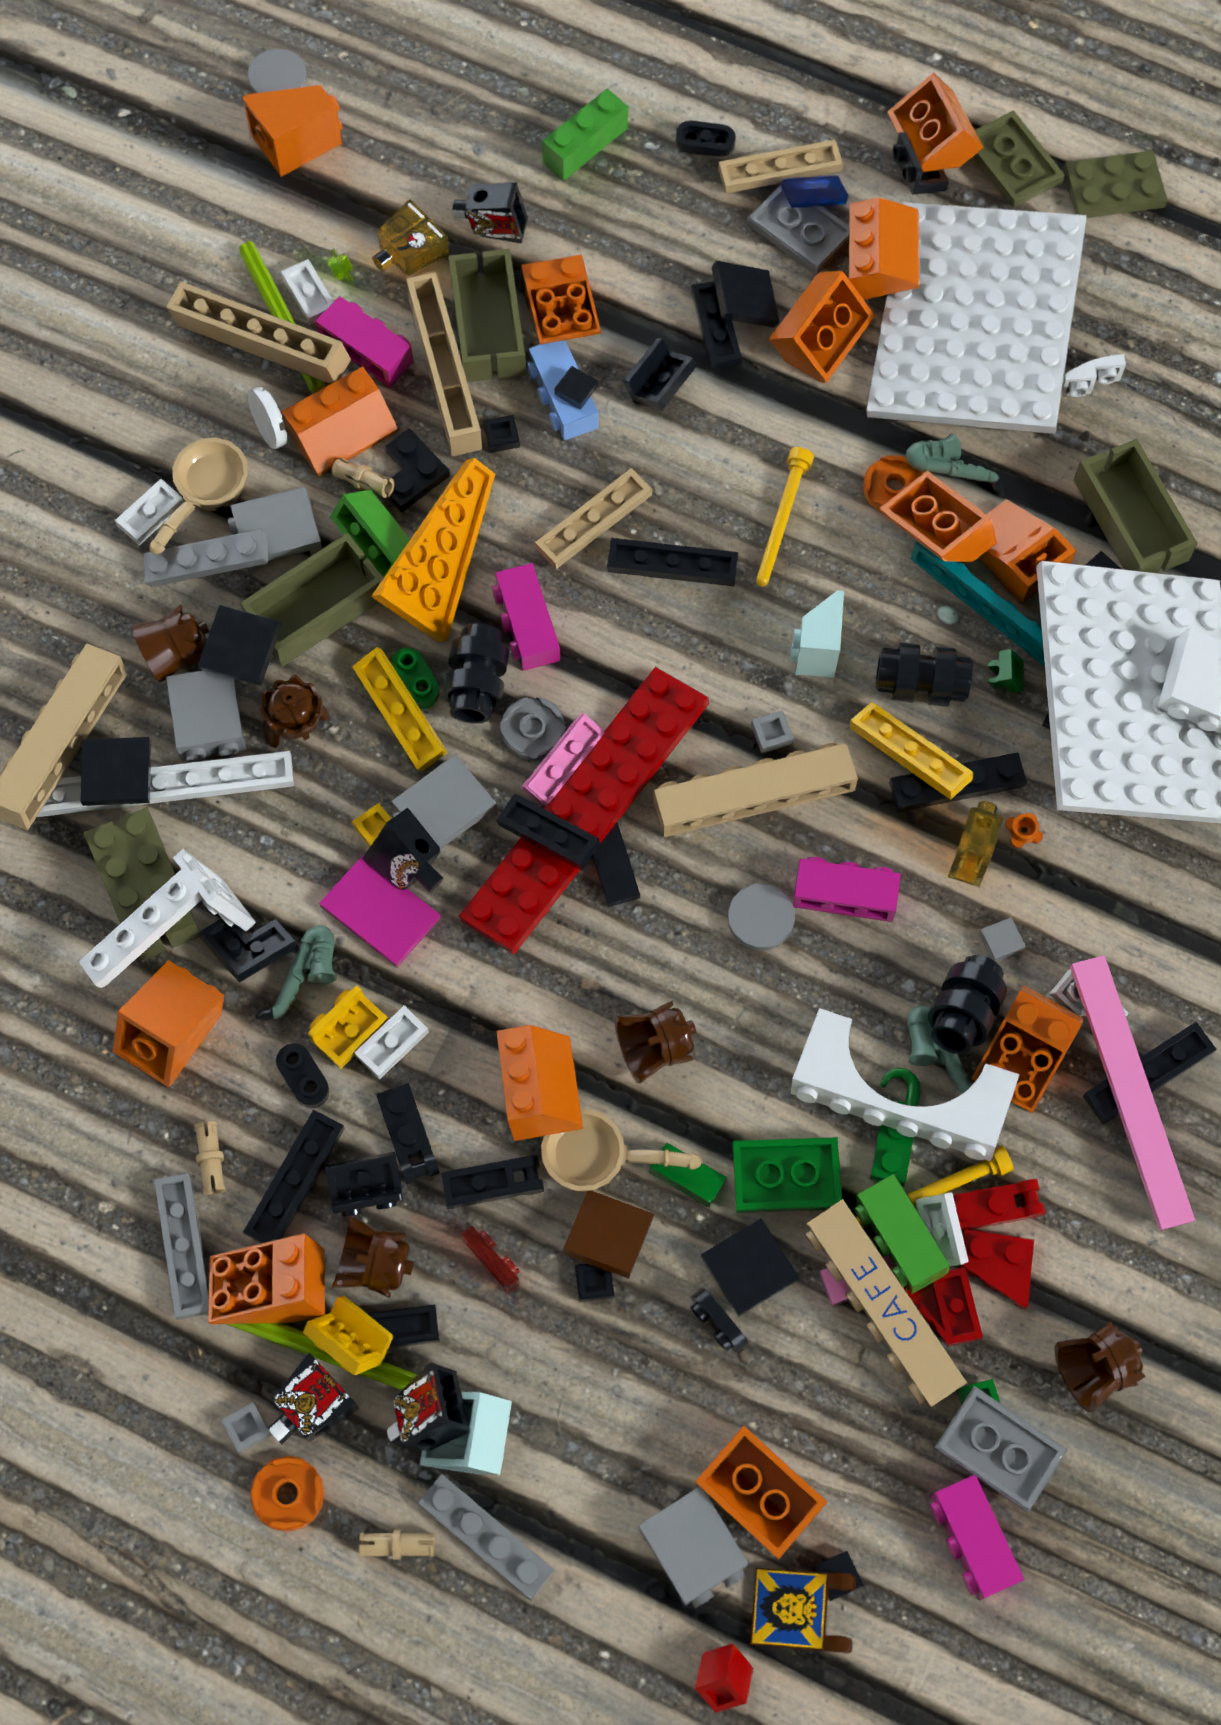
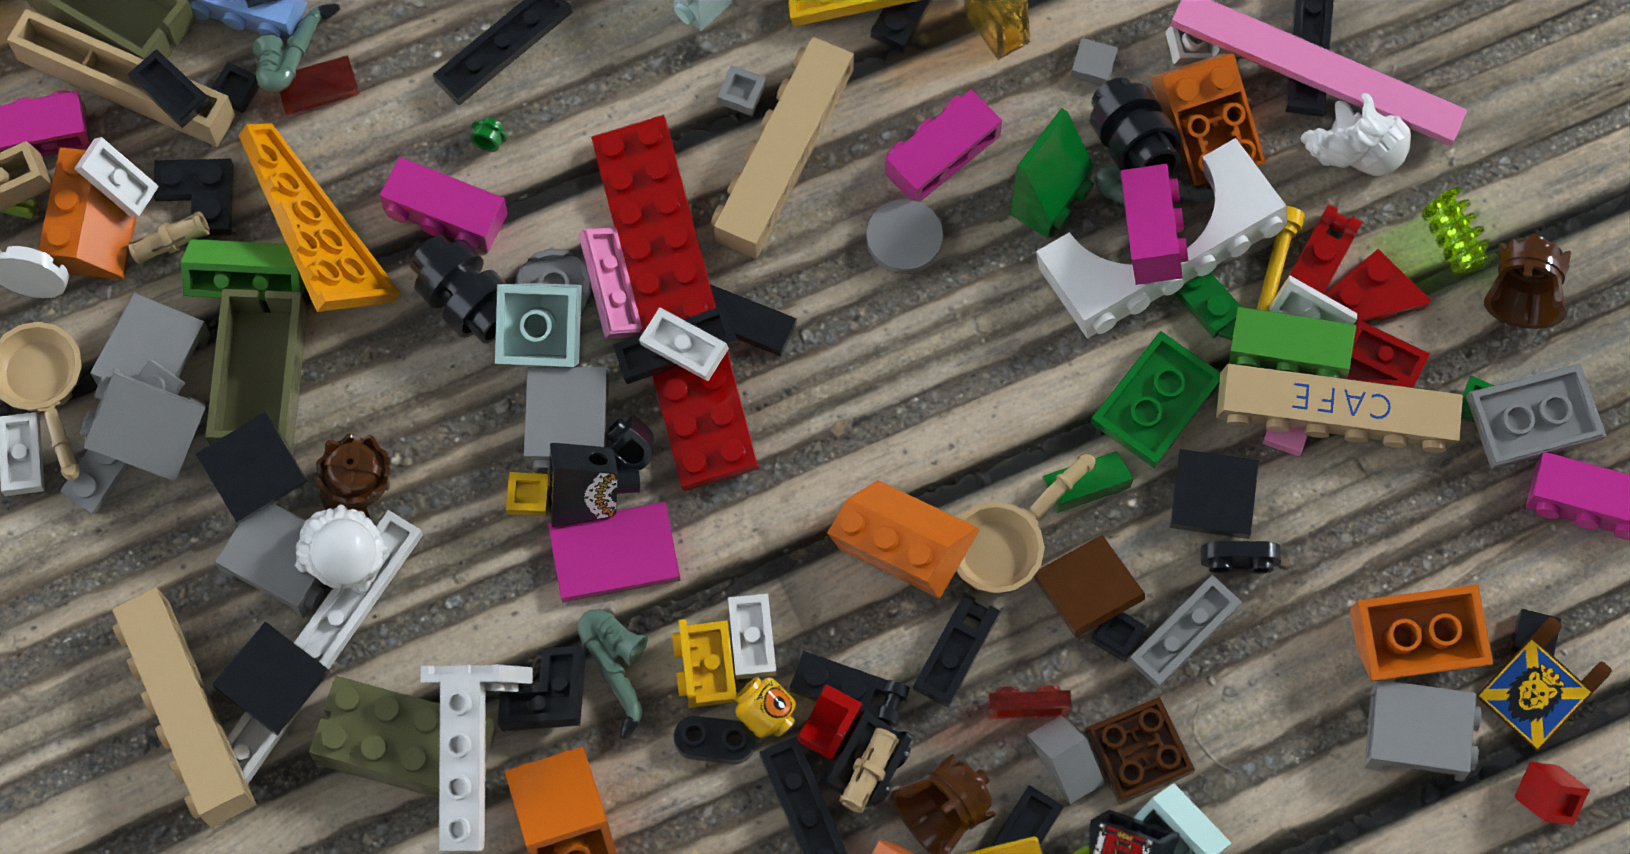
camera: 50 degrees left, 0 degrees up
(171, 642) = (182, 529): reddish brown hat -> none
(217, 561) = (142, 424): none -> light grey panel
(232, 742) = (341, 548): none -> white hair
(345, 1089) = (765, 707): none -> yellow head
(354, 1189) = (869, 770): none -> tan pin
(369, 1138) = (829, 721): none -> red panel
(370, 413) = (116, 177): none -> white plate
(399, 709) = (433, 383): yellow plate -> none
(416, 675) = (409, 350): green plate -> none
(453, 393) = (169, 88): none -> black tile
(459, 860) = (631, 443): none -> black plate
(474, 1316) = (1067, 758): none -> light grey slope
(489, 737) = (538, 324): none -> light aqua slope
(522, 1361) = (1139, 750): none -> reddish brown tile
(541, 441) = (278, 66): none -> sand green piece
(545, 478) = (319, 85): none -> clear red plate
(546, 834) = (683, 344): none -> white plate
(593, 518) = (397, 75): tan plate -> none
(601, 604) = (488, 134): none -> green plate
(631, 1325) = (1184, 631): none -> light grey plate
(654, 1040) = (947, 411): reddish brown hat -> none
(881, 975) = (1052, 177): none -> green slope
(901, 1067) = (1154, 224): none -> dark pink brick
(1093, 1285) = (1456, 234): none -> clear neon green piece
(1102, 1164) = (1361, 140): none -> white hair

